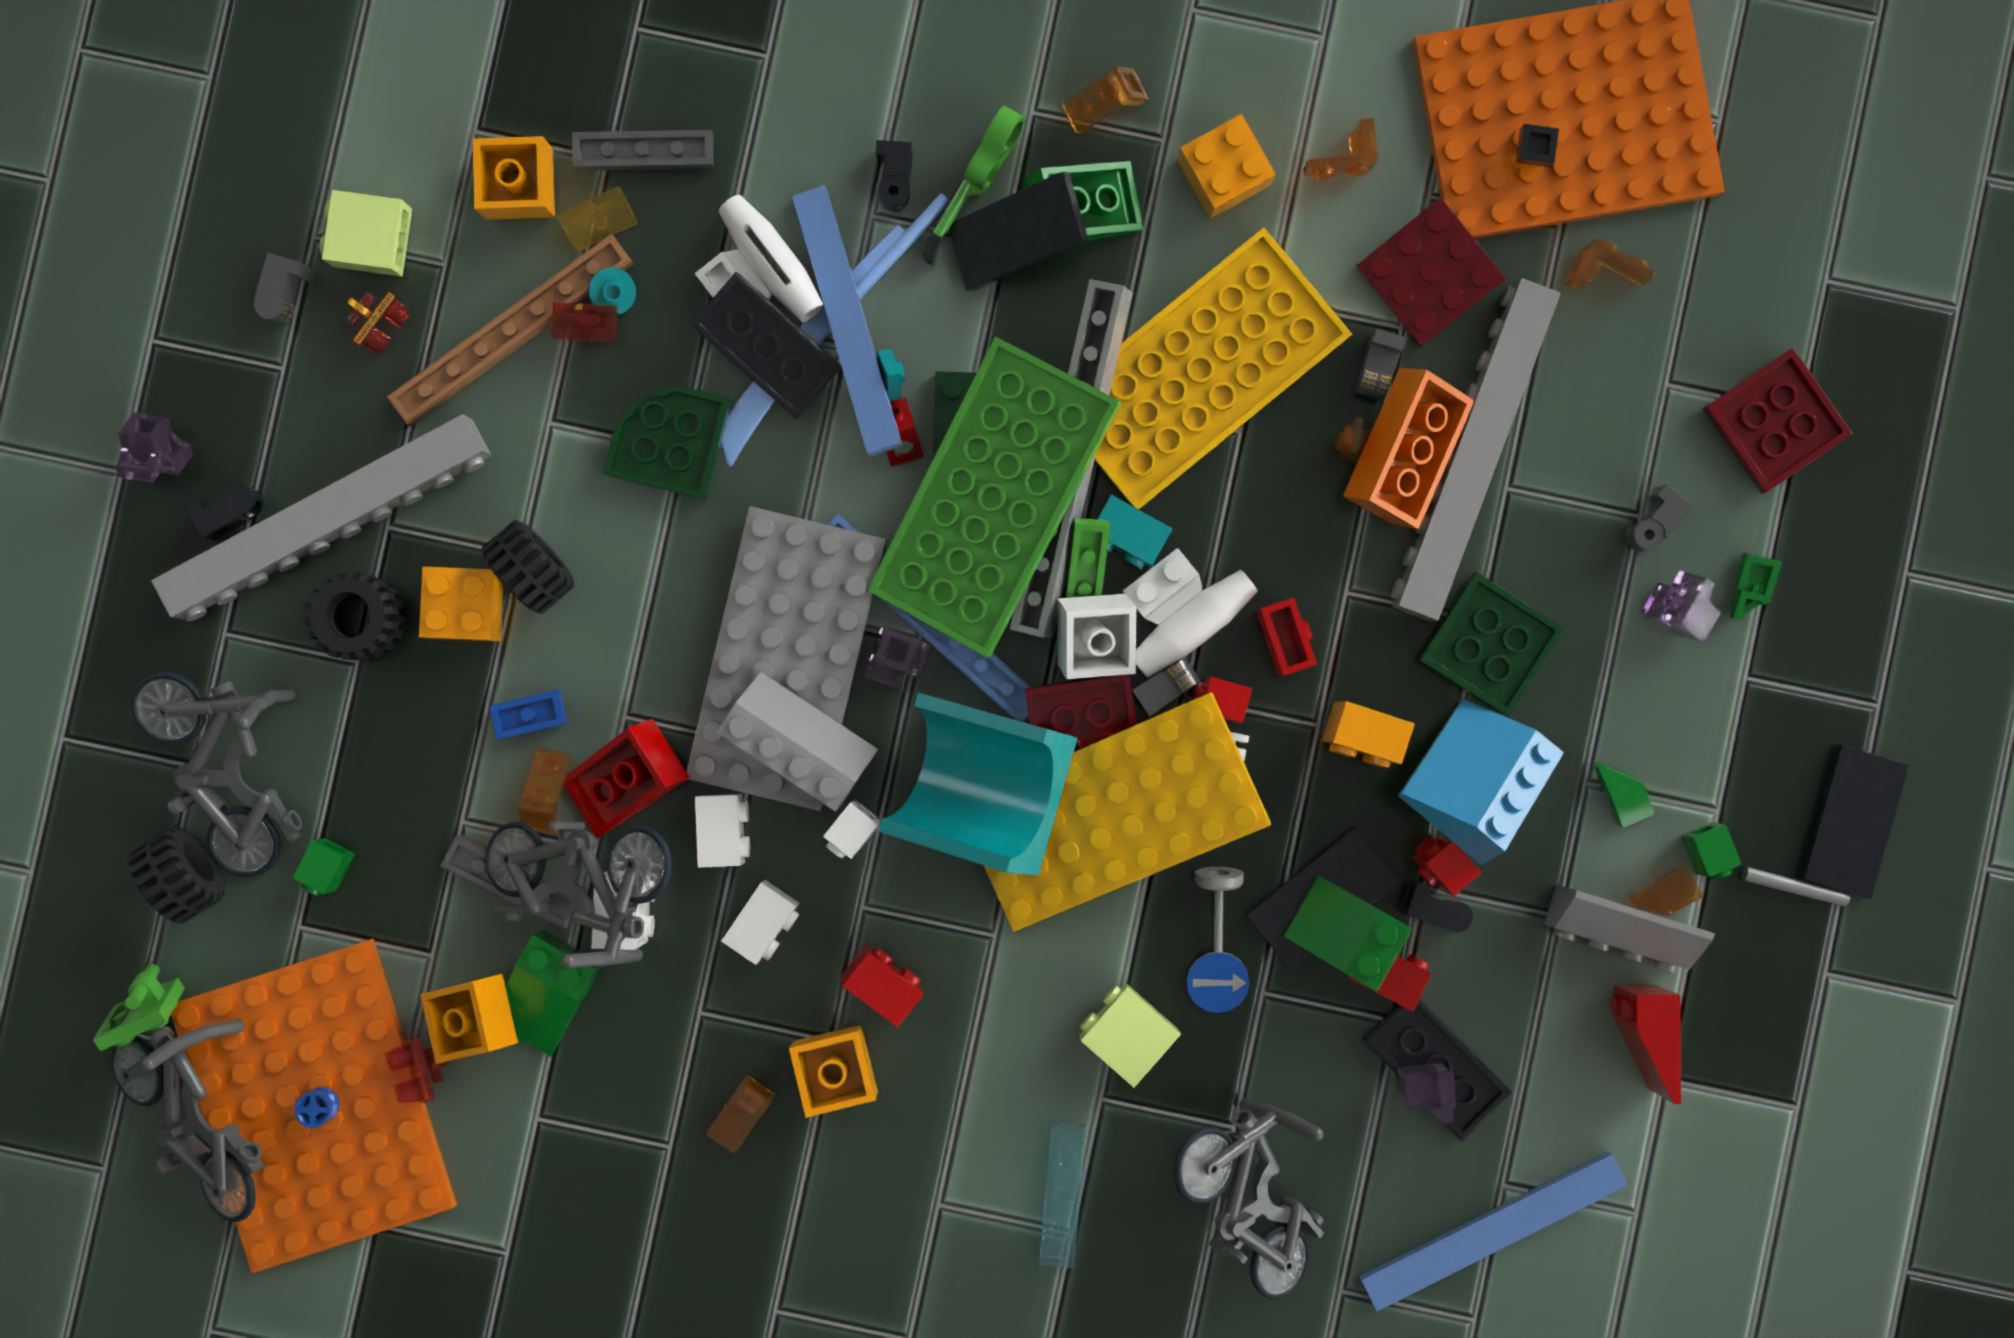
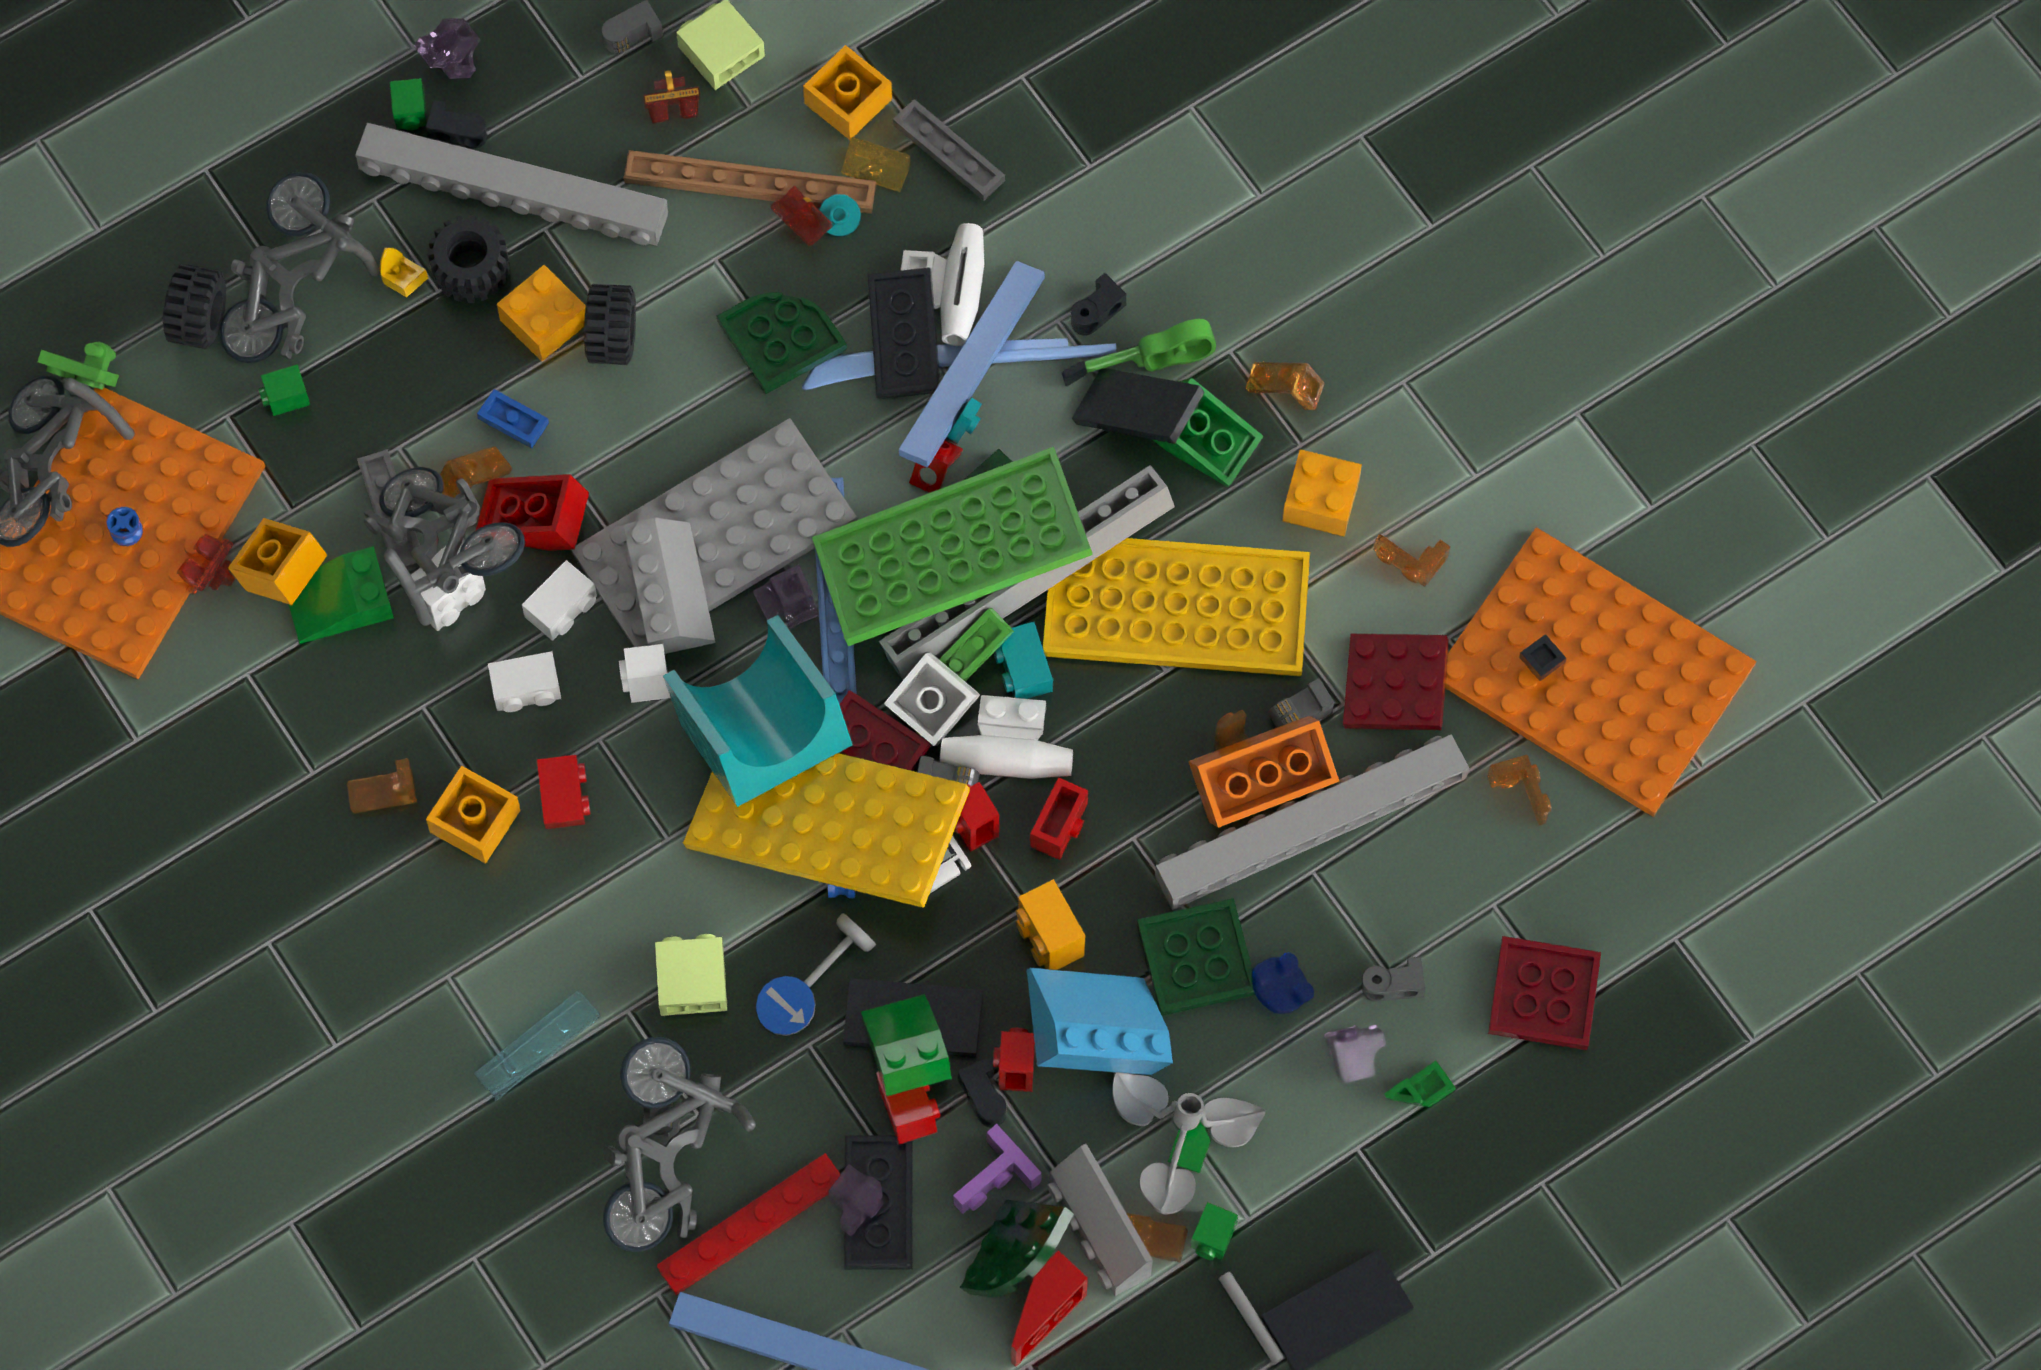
camera: 45 degrees right, 20 degrees down
(167, 528) = (408, 104): none -> green brick
(312, 678) = (400, 272): none -> yellow plate
(1359, 1175) = (749, 1225): none -> red plate
(1507, 962) = (998, 1172): none -> medium lavender bracket
(1576, 606) = (1281, 984): none -> clear blue piece
(1589, 1012) = (1015, 1247): none -> dark green plate
(1642, 754) = (1143, 1097): none -> light grey plant

